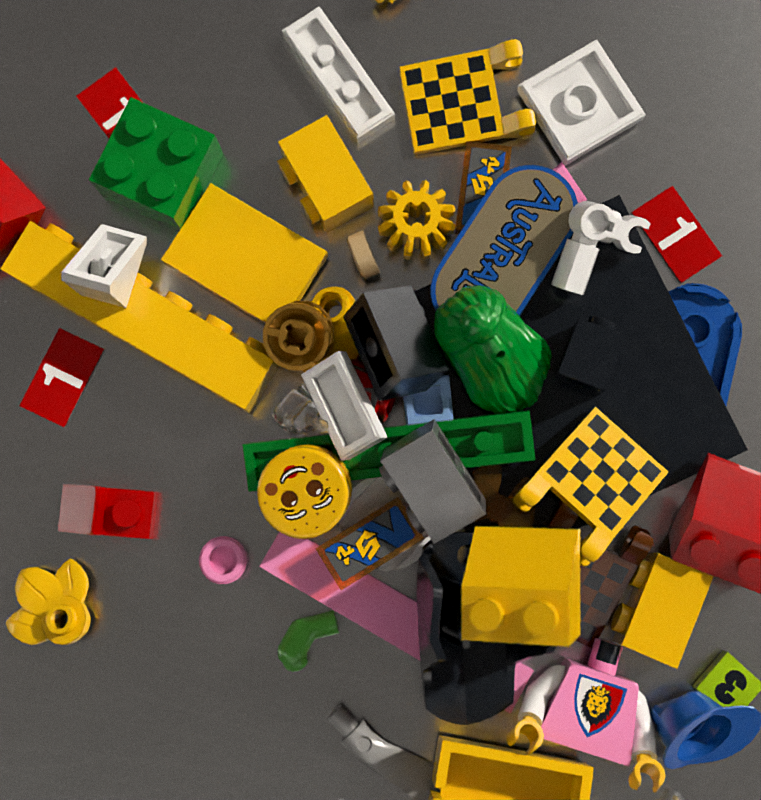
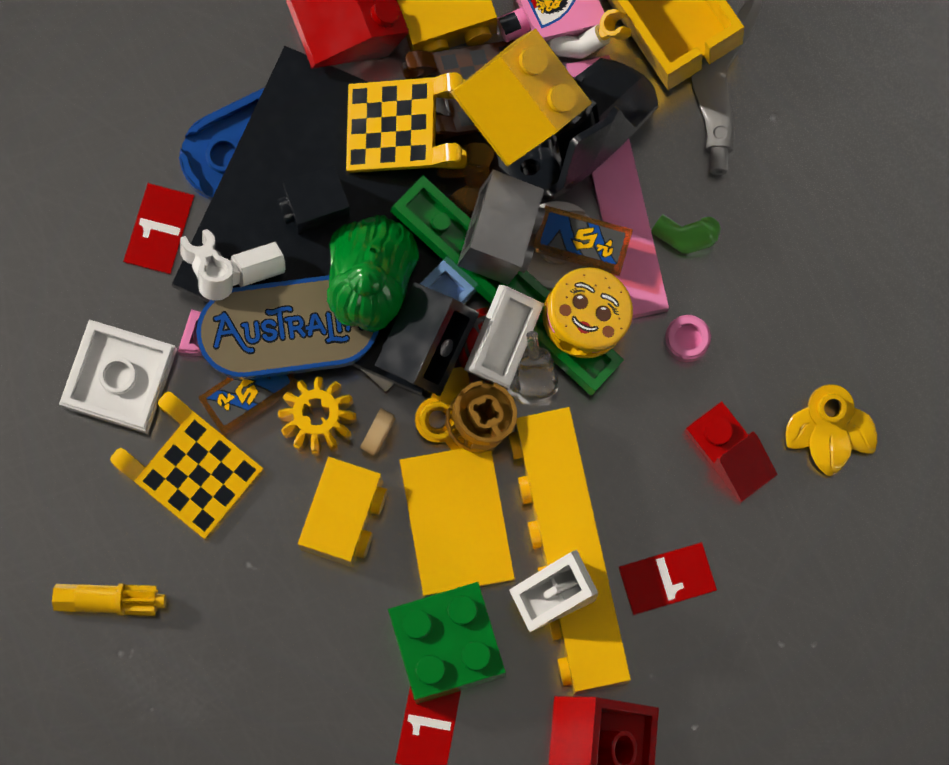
camera: 135 degrees left, 5 degrees down
(338, 75) = (251, 580): white tile -> none

